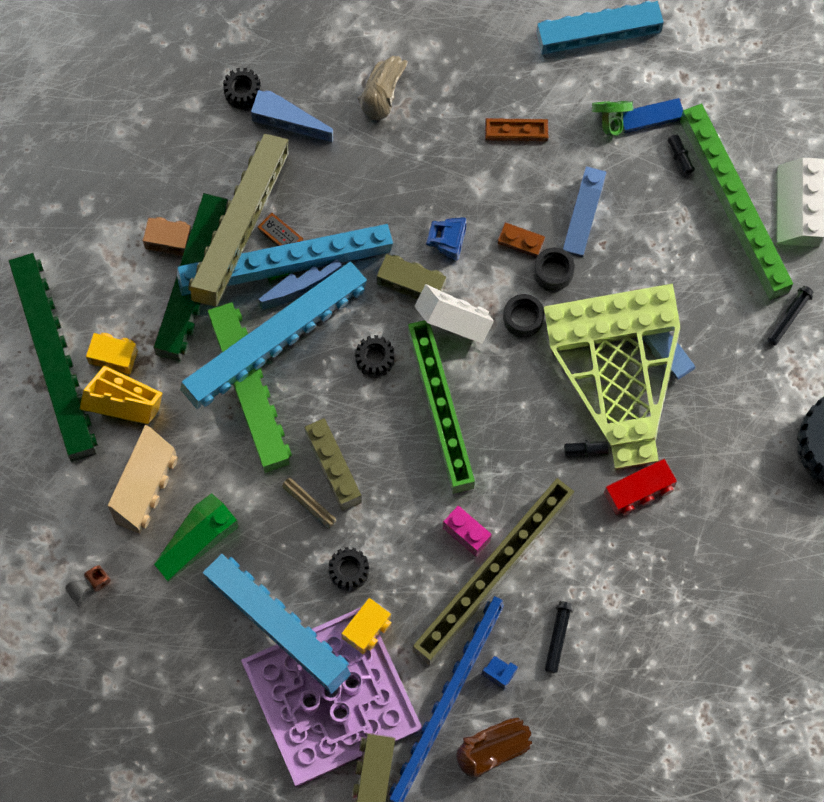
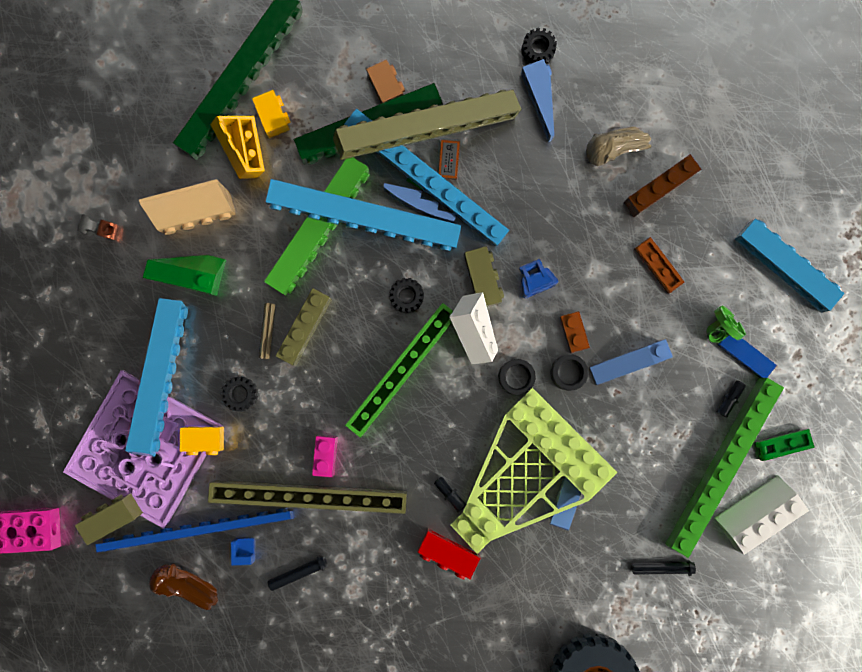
camera: 55 degrees right, 15 degrees up
(448, 77) = (662, 185): none -> reddish brown brick
(754, 140) = (785, 444): none -> green plate

